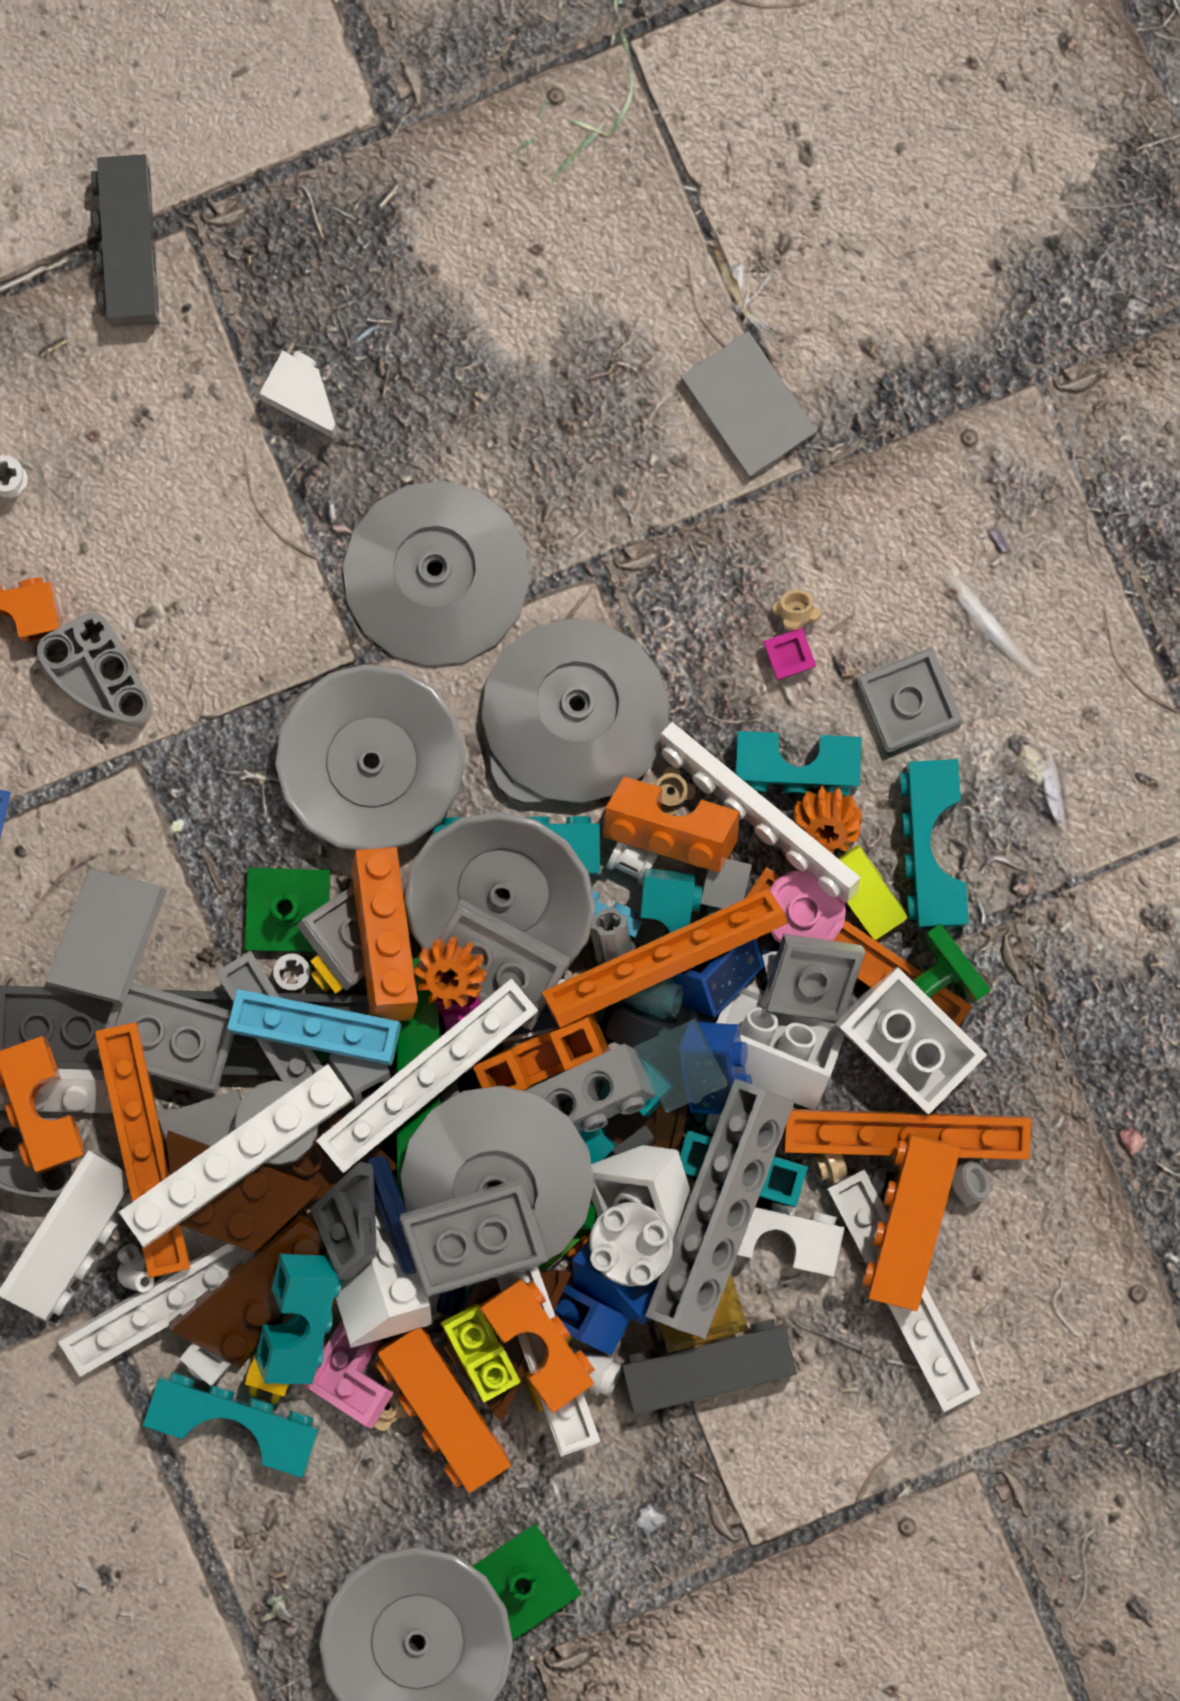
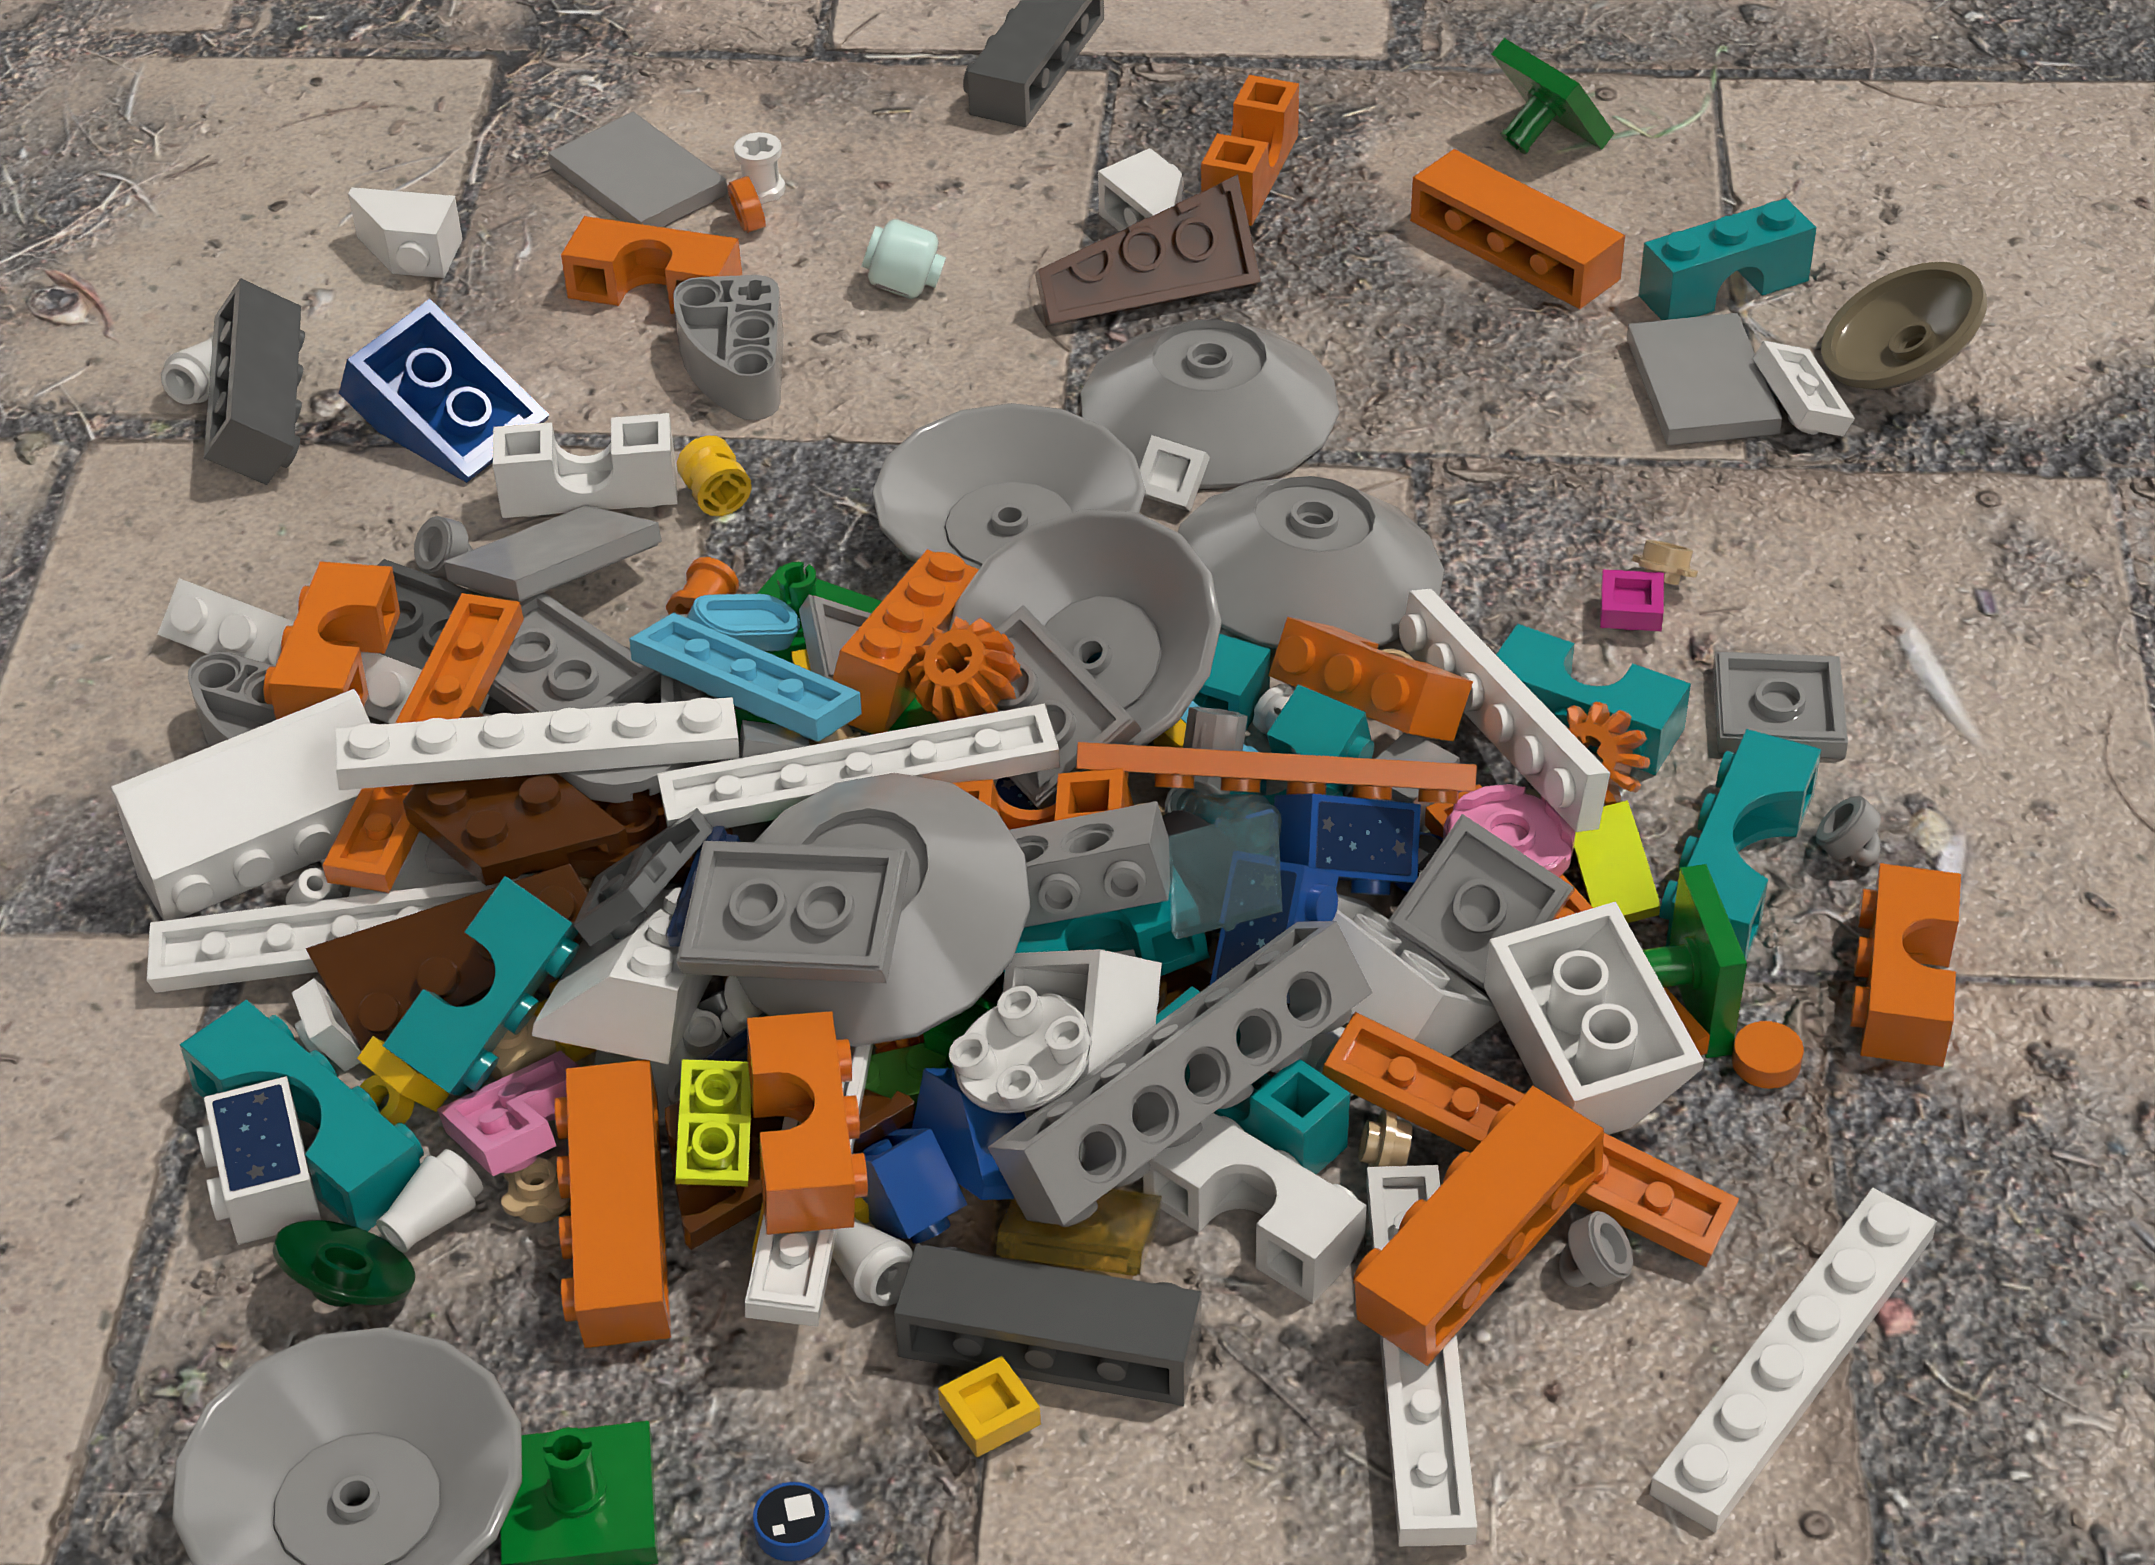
camera: 30 degrees right, 40 degrees down
(20, 520) = (746, 204): none -> orange tile
(25, 952) = (437, 542): none -> light grey tile
(81, 848) = (543, 479): none -> white arch
(159, 807) = (714, 475): none -> yellow wheel
(164, 533) = (903, 258): none -> light aqua head
(215, 919) = (703, 577): none -> orange bush
(228, 1467) = (259, 1160): none -> brick
(270, 956) = (750, 618): none -> medium azure tile
(321, 1496) = (343, 1263): none -> dark green dish
(338, 1444) = (432, 1198): none -> white cone
(345, 457) = (1166, 258): none -> reddish brown wing
(349, 311) = (1259, 140): none -> orange arch
(452, 670) = (1172, 472): none -> white plate
(534, 159) = (1548, 97): none -> green tile
(565, 305) = (1517, 228): none -> orange brick
(638, 1542) = (792, 1521): none -> tile
(703, 1431) = (989, 1406): none -> yellow plate
(722, 284) = (1764, 244): none -> teal arch
(821, 396) = (1803, 389): none -> white plate
(847, 313) = (1904, 326): none -> dark tan dish
(990, 800) = (1848, 829): none -> light grey tile
(1006, 993) = (1767, 1054): none -> orange tile
(1064, 931) = (1905, 1005): none -> orange arch
(1093, 1196) = (1792, 1360): none -> white plate

